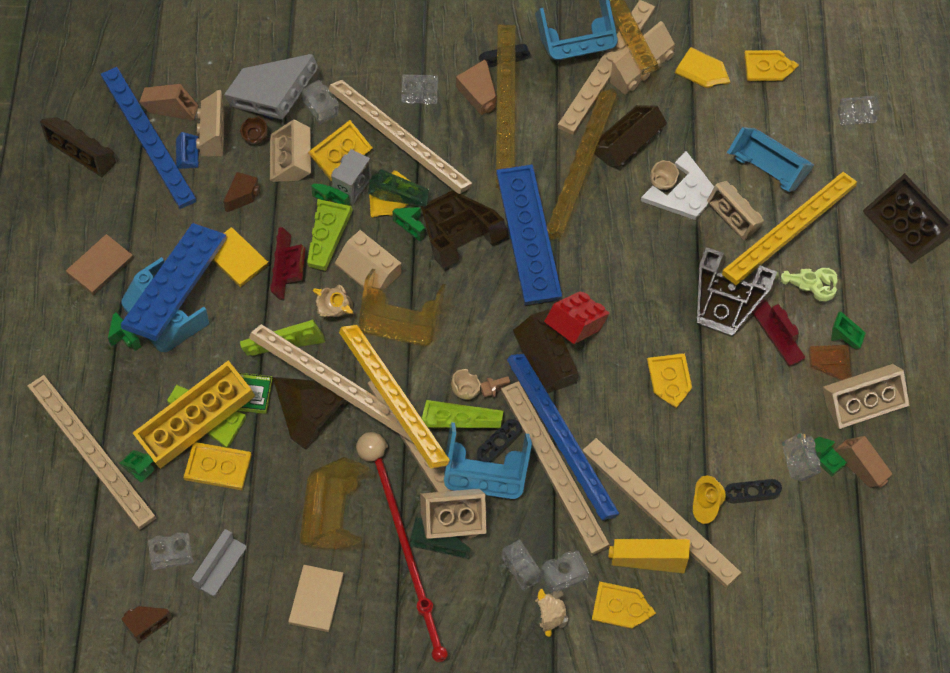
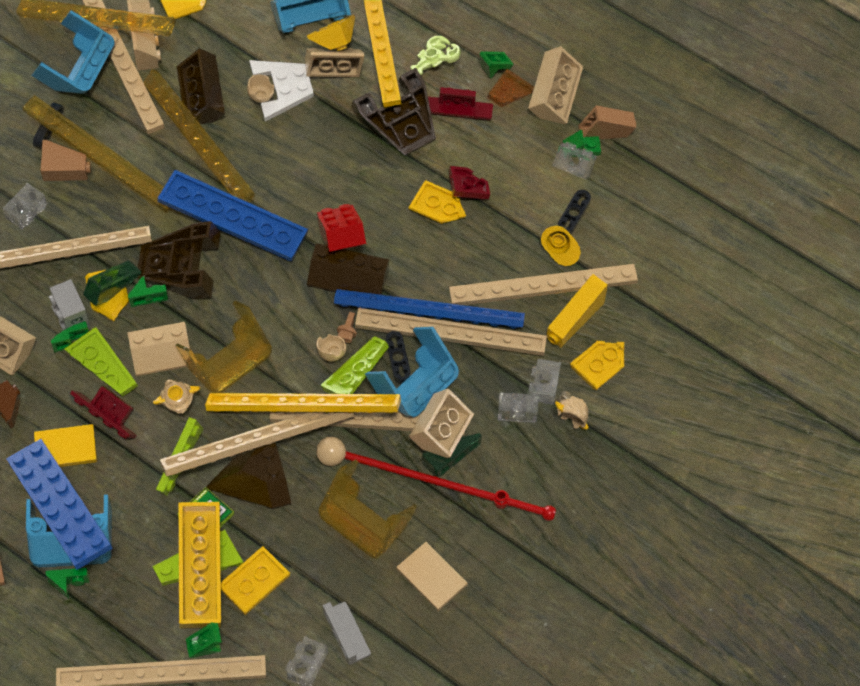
camera: 55 degrees left, 0 degrees up
(333, 148) = (32, 302): yellow tile -> none
(707, 388) = (466, 184): none -> dark red plate
(756, 192) = (335, 34): none -> yellow wedge

